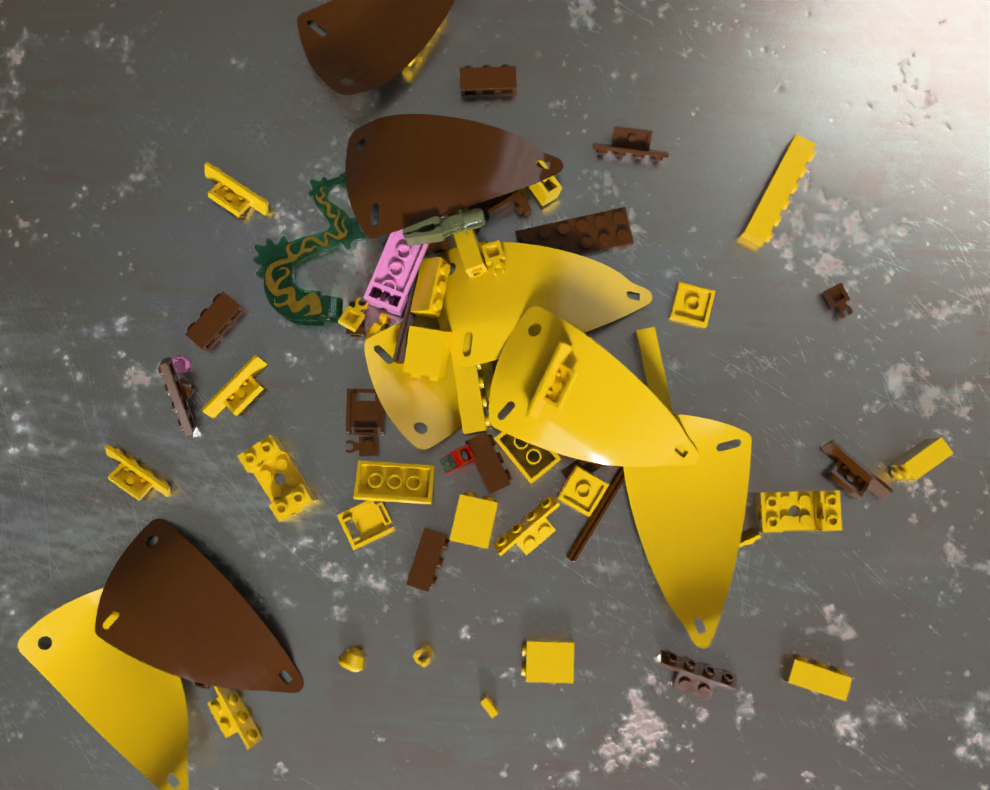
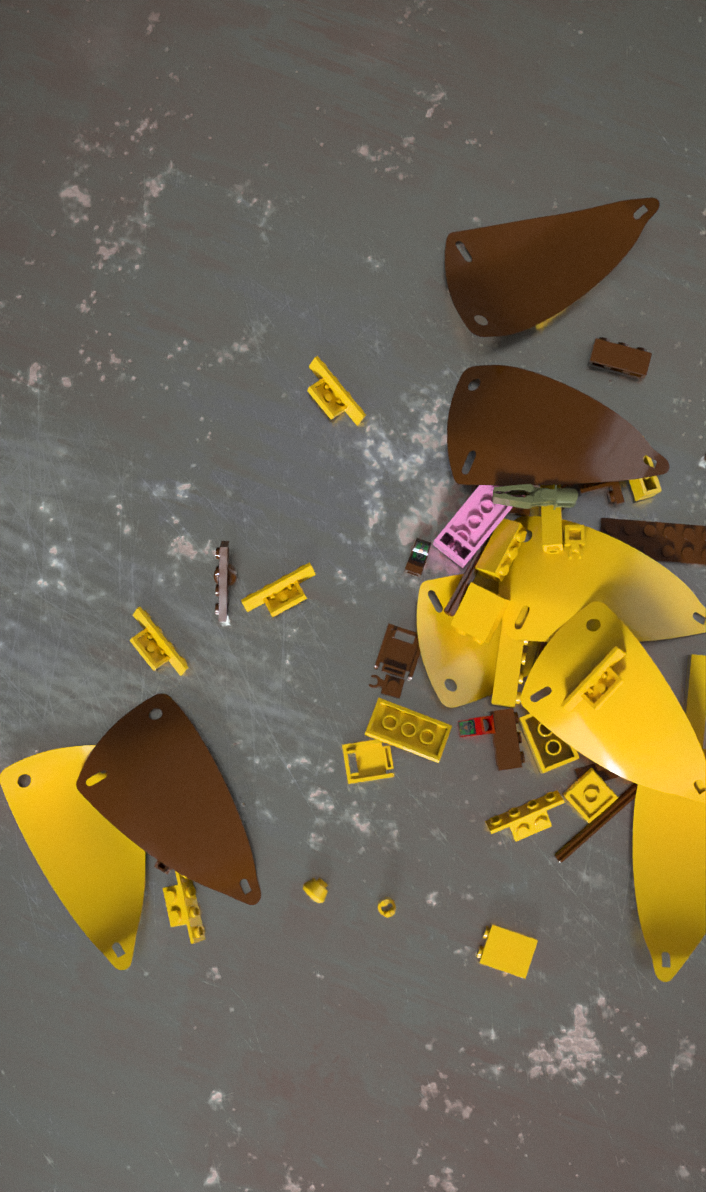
camera: 15 degrees right, 0 degrees up
(182, 364) = (234, 548): bright pink tile -> none
(214, 321) = (277, 516): reddish brown brick -> none
(266, 461) = (292, 670): yellow plate -> none
(282, 260) = (364, 474): clear green animal -> none
(352, 316) = (417, 555): yellow plate -> none
(382, 322) = (437, 572): yellow plate -> none
(427, 559) = (418, 815): reddish brown brick -> none
(474, 520) = (475, 791): yellow brick -> none
(489, 706) = (436, 976): yellow tile -> none
(697, 677) = (646, 1012): reddish brown bracket -> none

